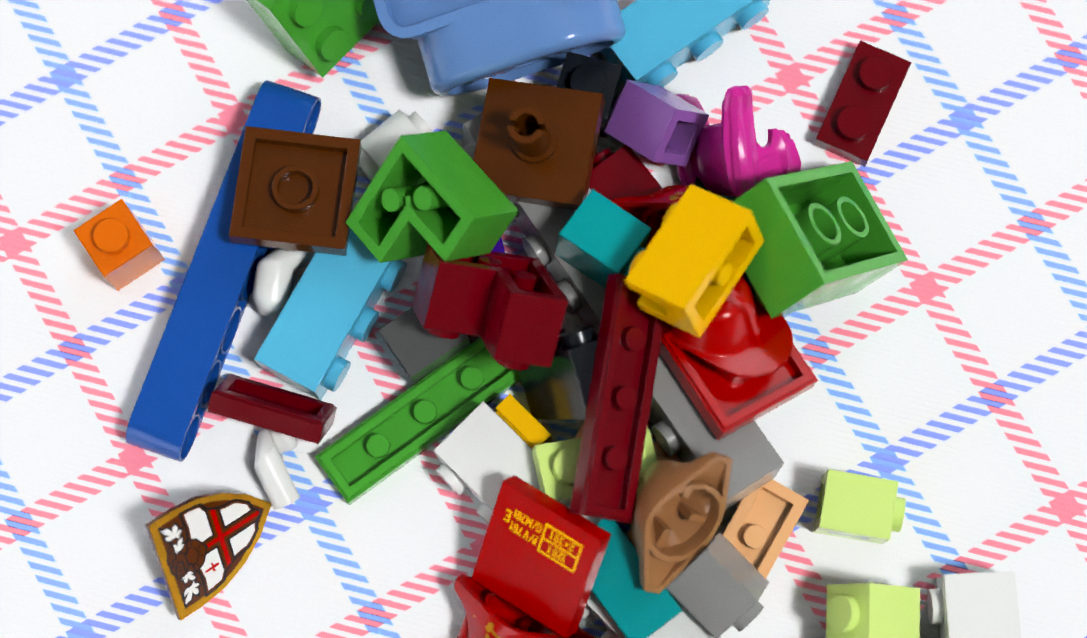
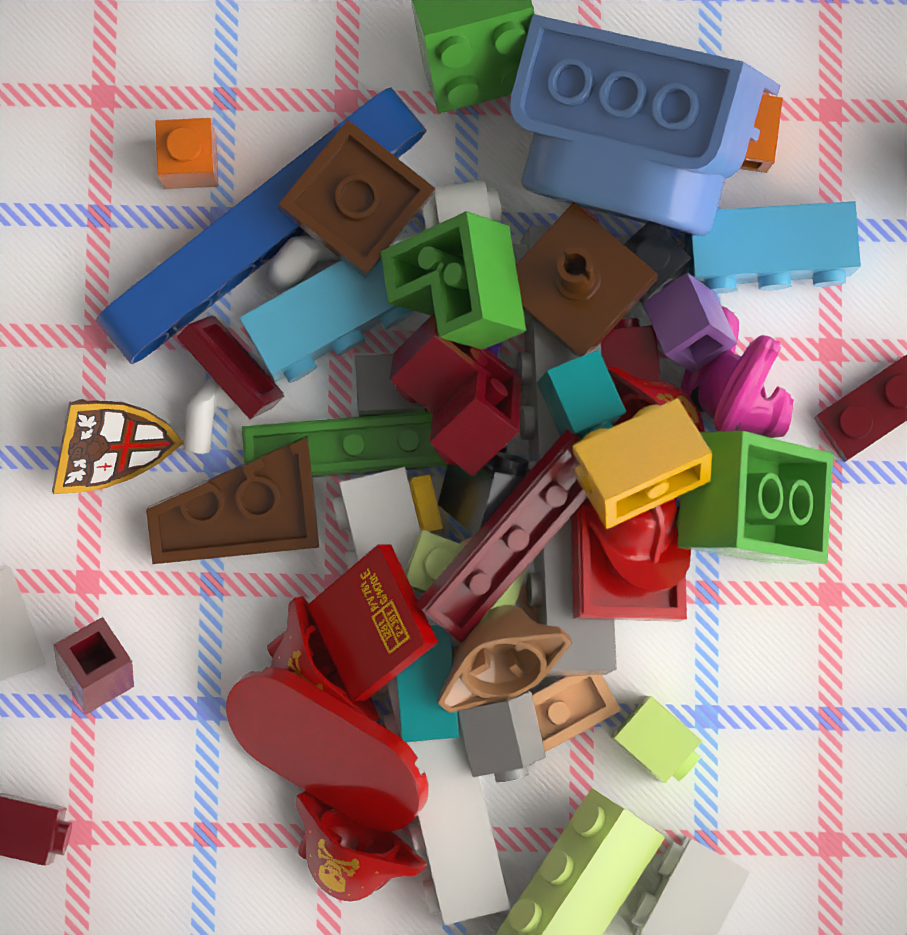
camera: 20 degrees right, 5 degrees up
(360, 532) = (240, 512): none -> reddish brown wing

